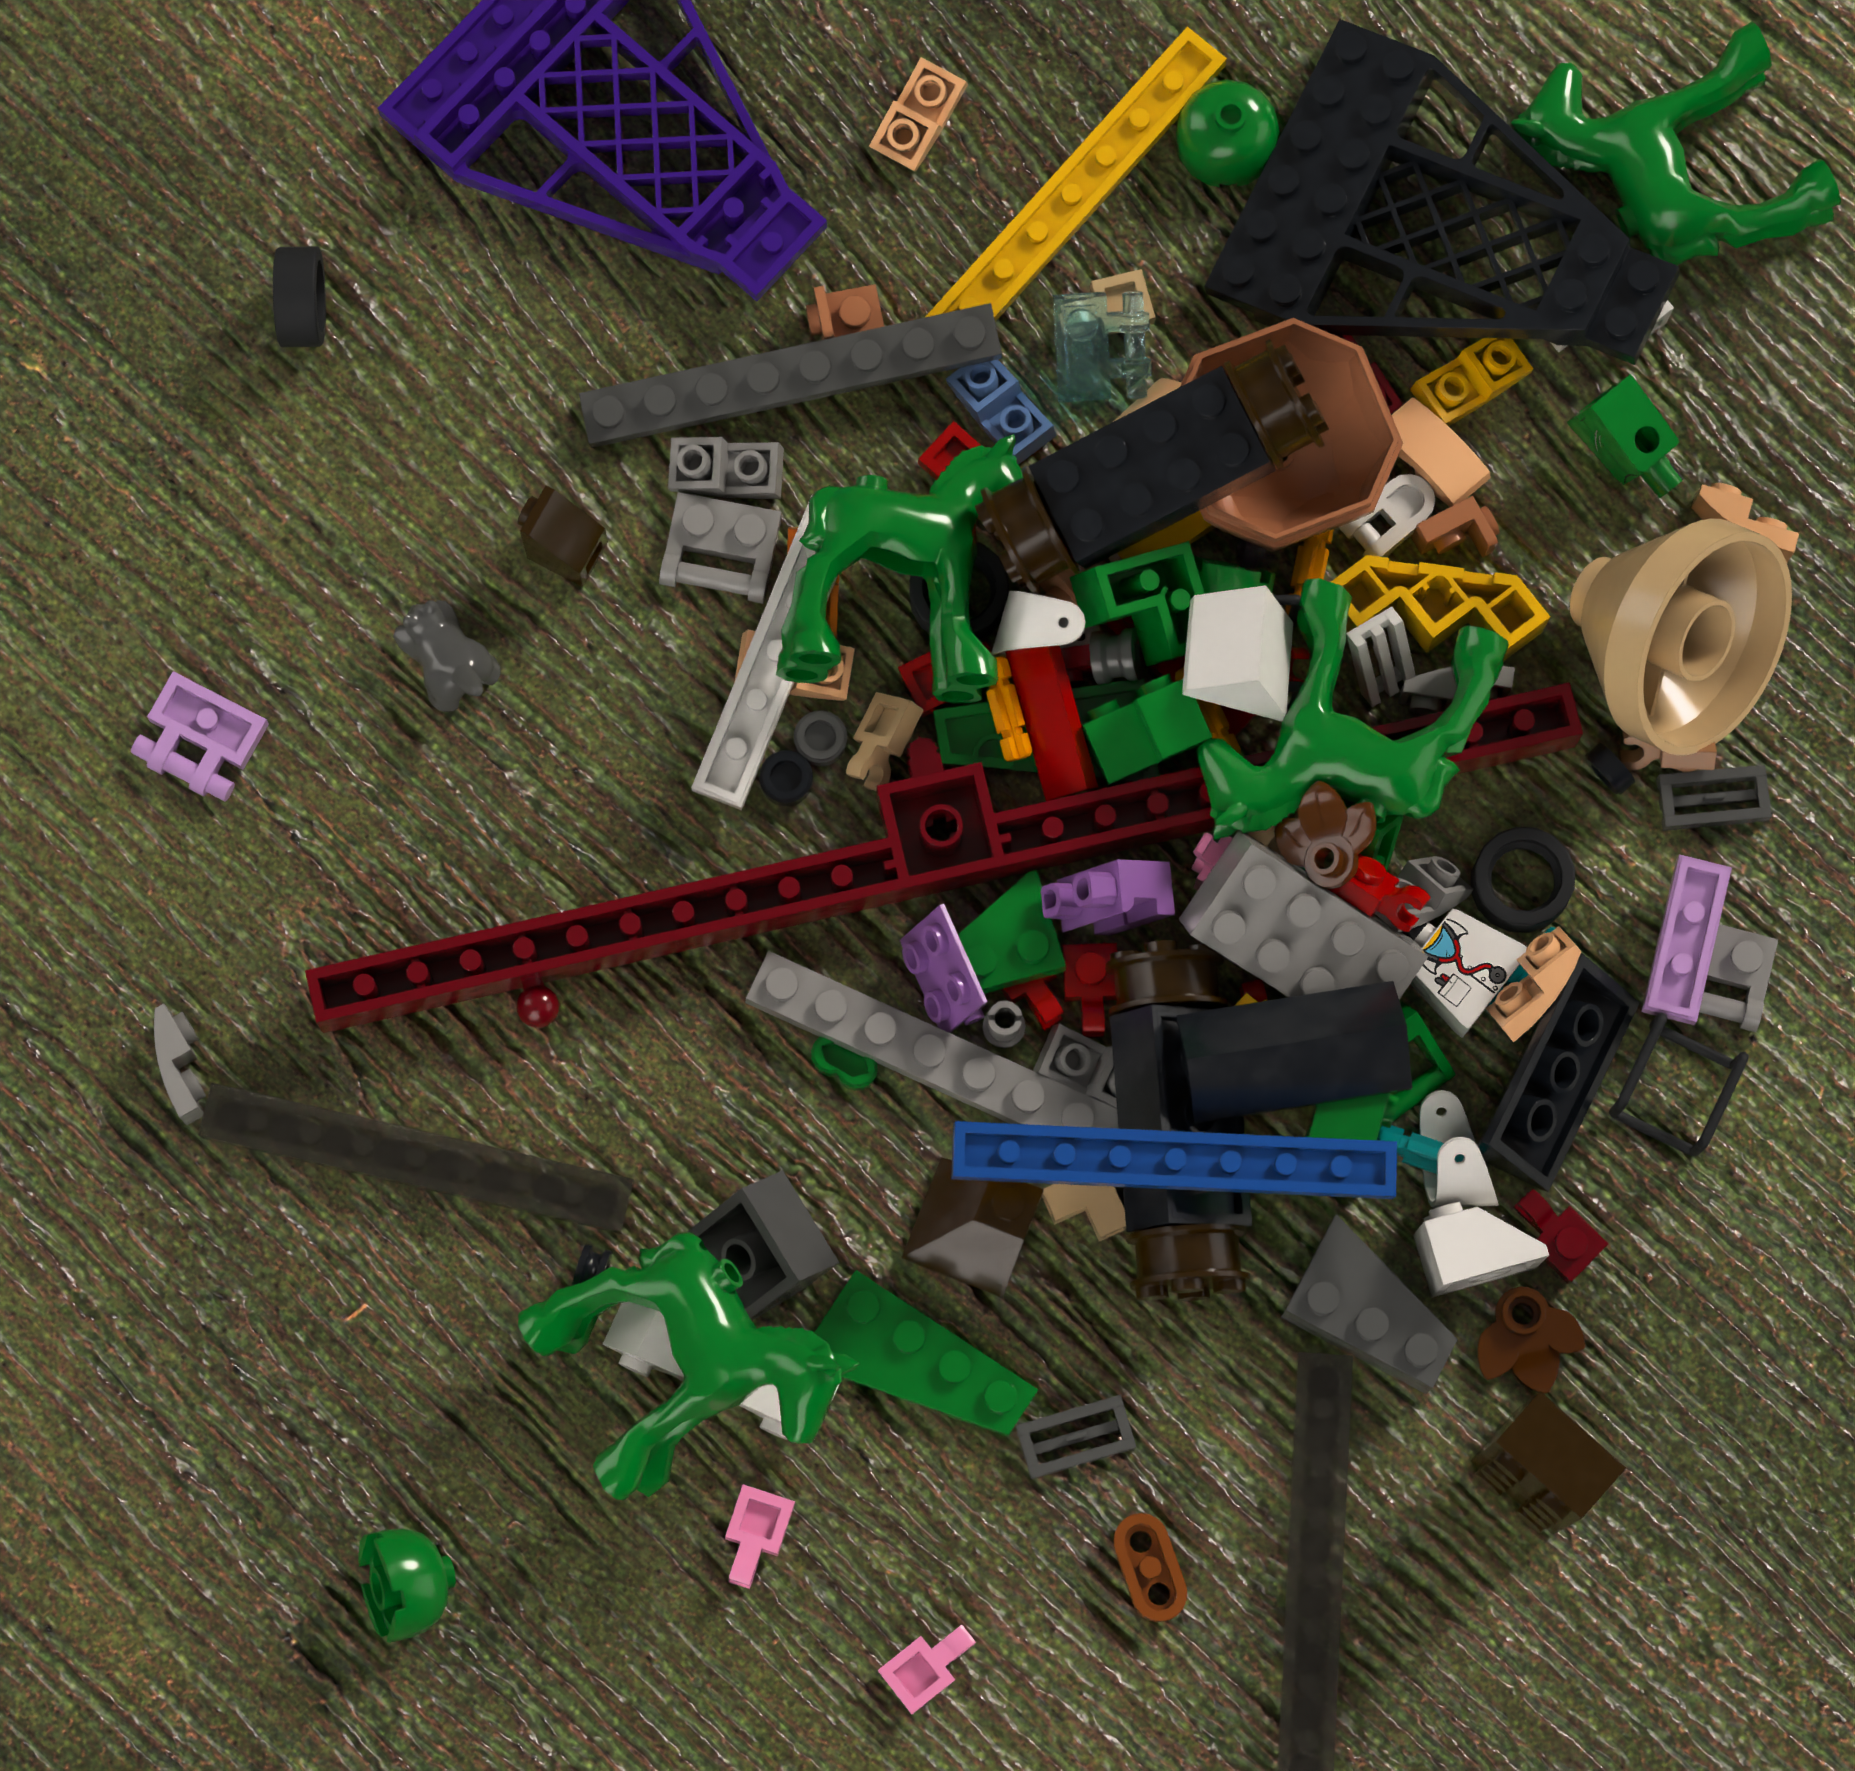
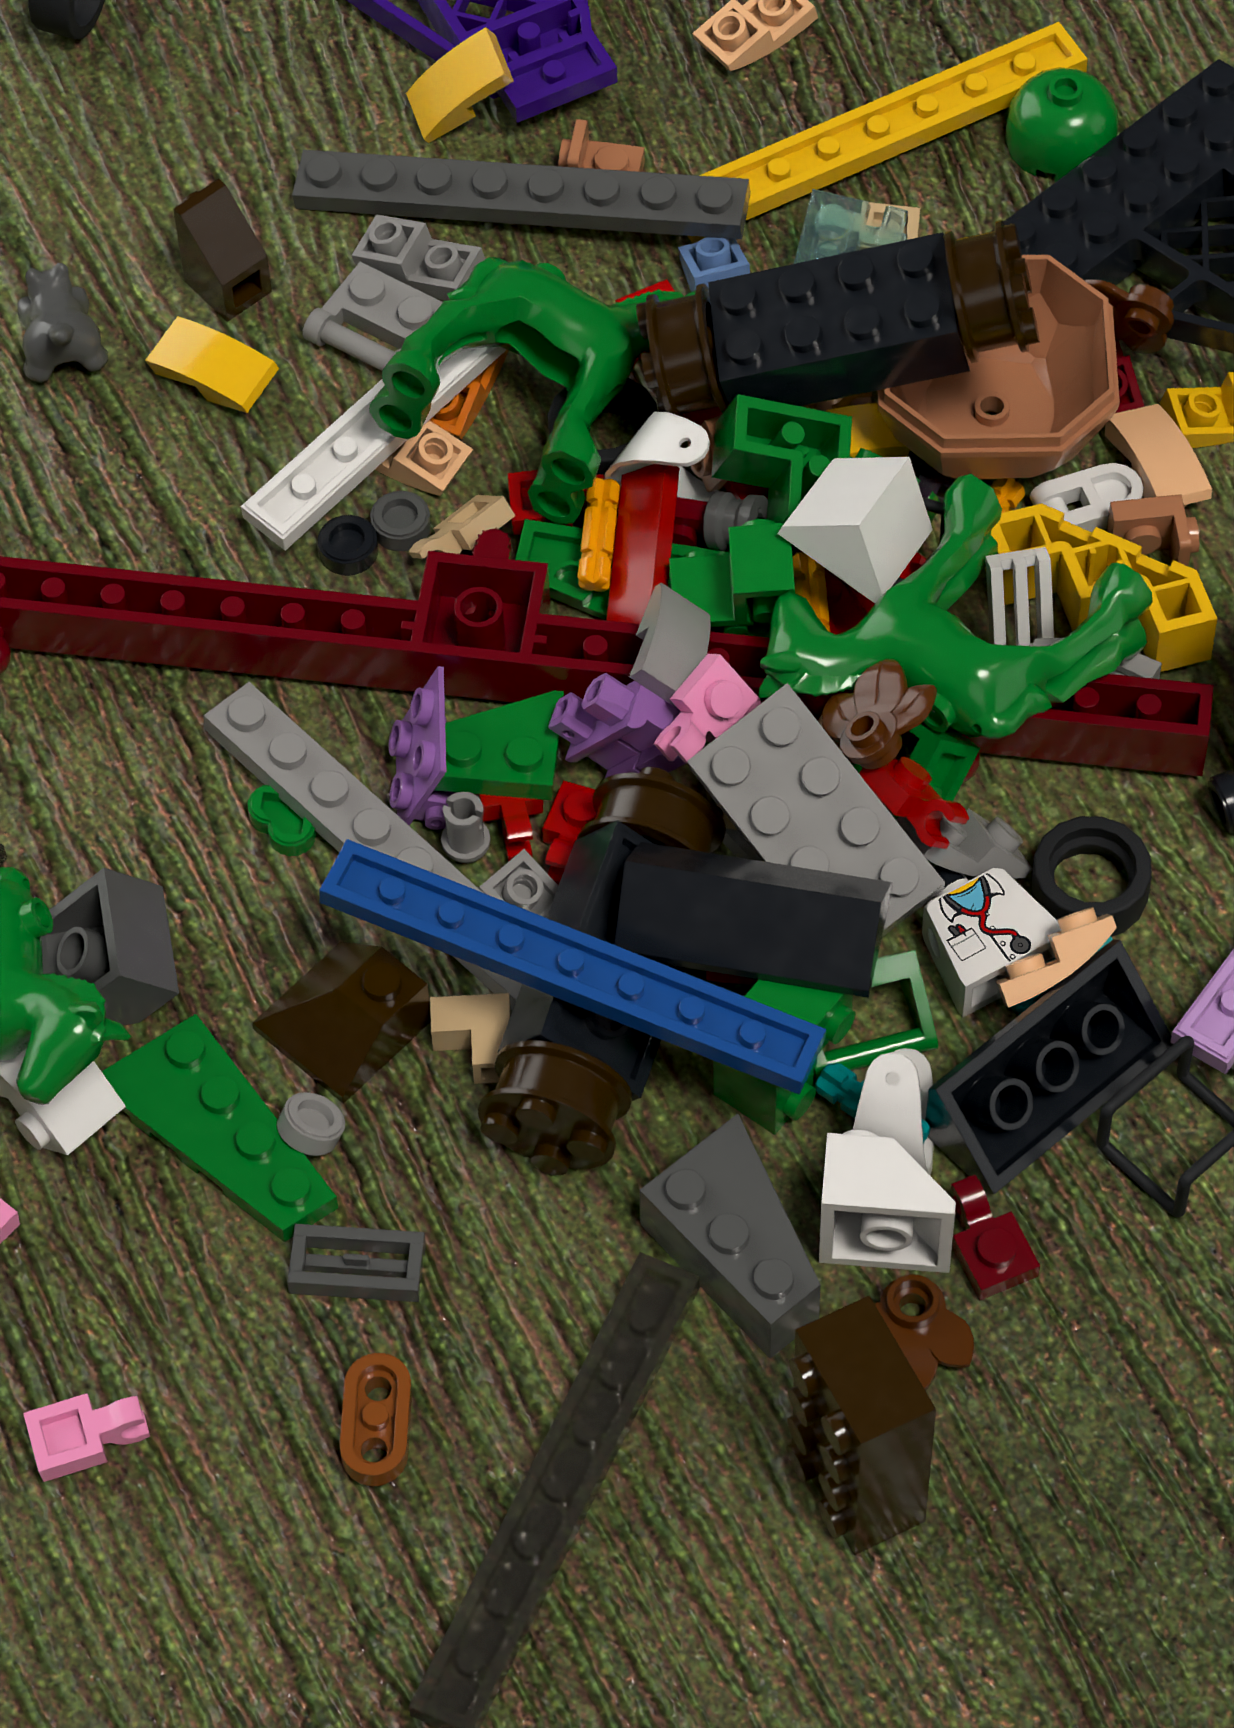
camera: 25 degrees right, 20 degrees down
(597, 645) = (214, 363): none -> yellow slope
(694, 285) = (455, 82): none -> yellow slope
(990, 1333) = (311, 1124): none -> light grey tile
(1130, 815) = (673, 642): none -> light grey slope
(1181, 869) = (709, 705): none -> bright pink plate
(1381, 334) = (1139, 316): none -> reddish brown plate

